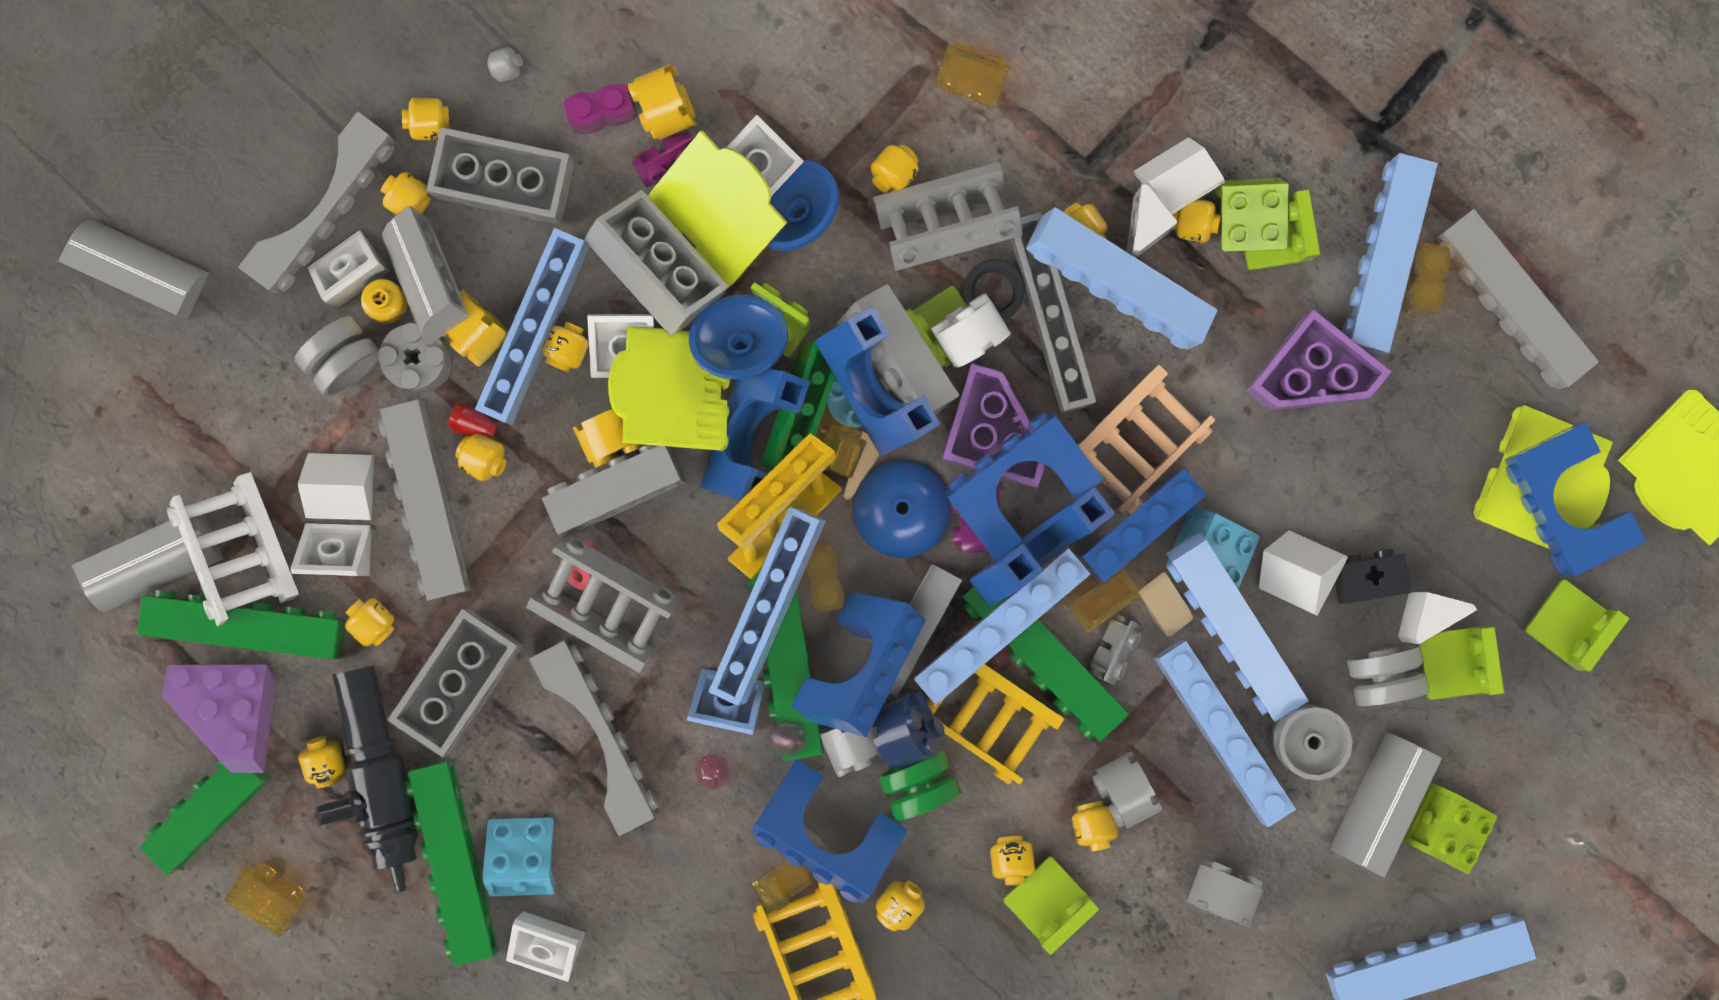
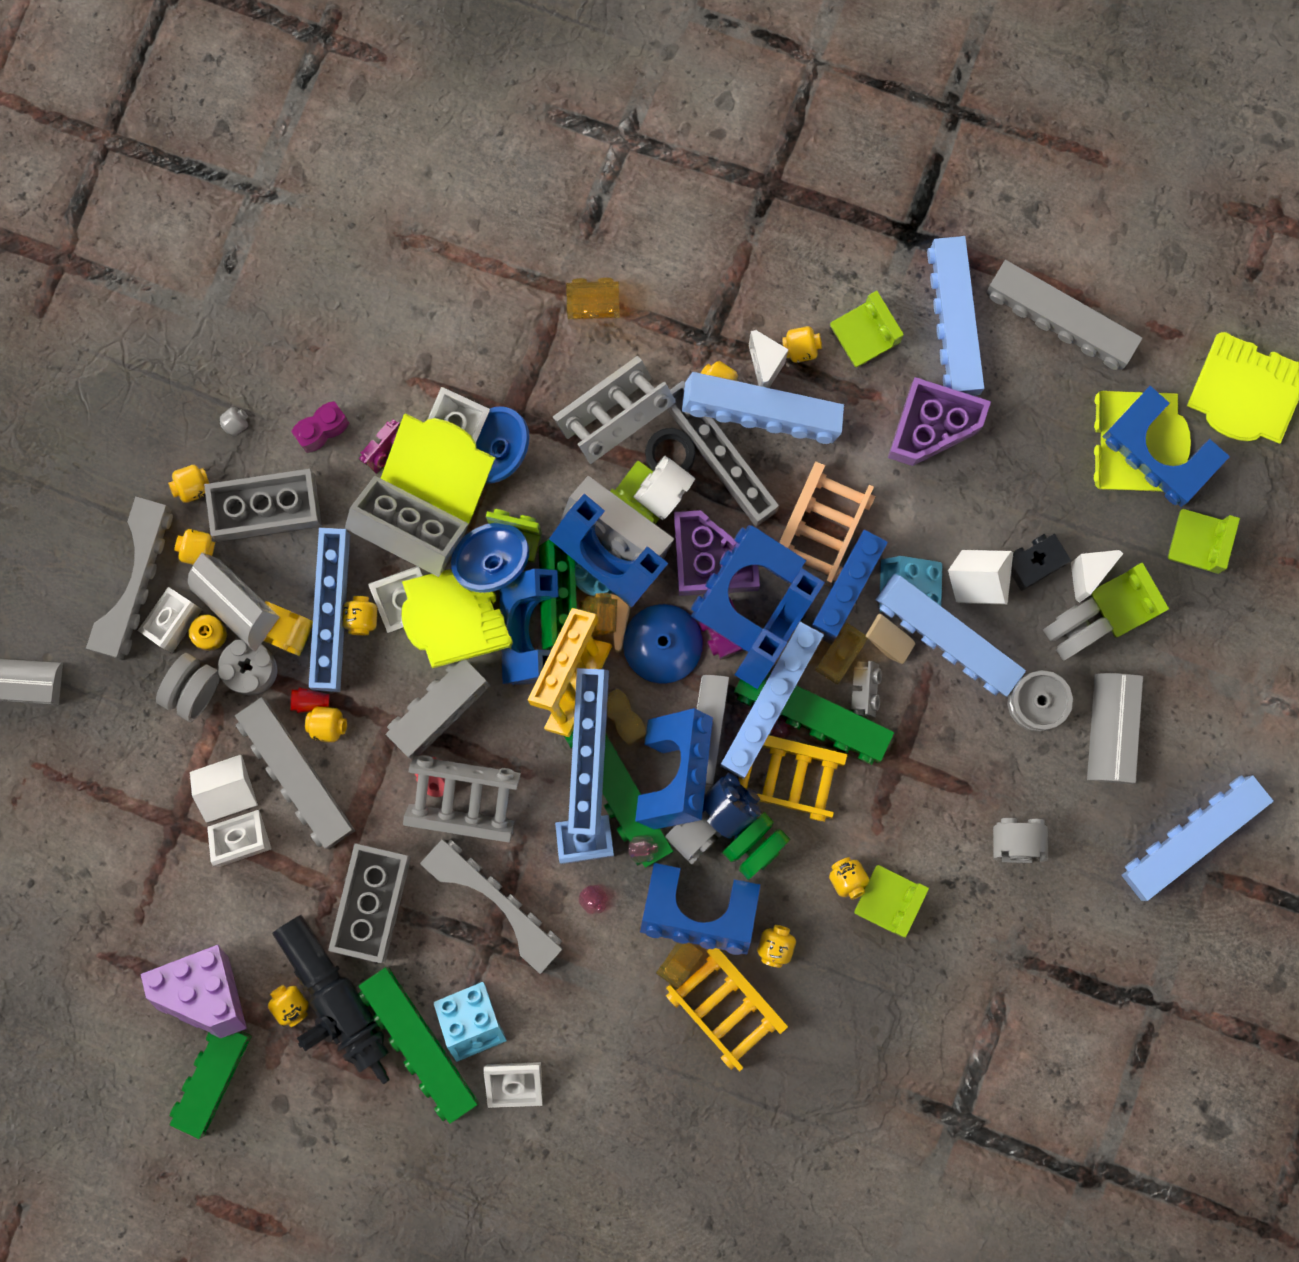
camera: 25 degrees left, 5 degrees down
(140, 565) = (95, 901): light grey brick -> none
(246, 627) = (186, 924): green brick -> none
(255, 524) = (169, 840): white fence -> none
(267, 898) = (283, 1129): clear yellow brick -> none
(369, 622) = (285, 883): yellow head -> none
(602, 438) = (415, 672): yellow brick -> none
(663, 102) = (367, 403): yellow brick -> none
(894, 168) = (560, 389): yellow head -> none
(1094, 826) = (902, 828): yellow head -> none
(1127, 791) = (916, 791): light grey brick -> none
(1181, 174) = (778, 314): white slope -> none
(1224, 733) = (972, 720): light blue brick -> none
(1253, 214) = (843, 324): lime bracket -> none
(1426, 286) = (993, 331): clear yellow brick -> none
(1450, 828) = (1170, 728): lime bracket -> none

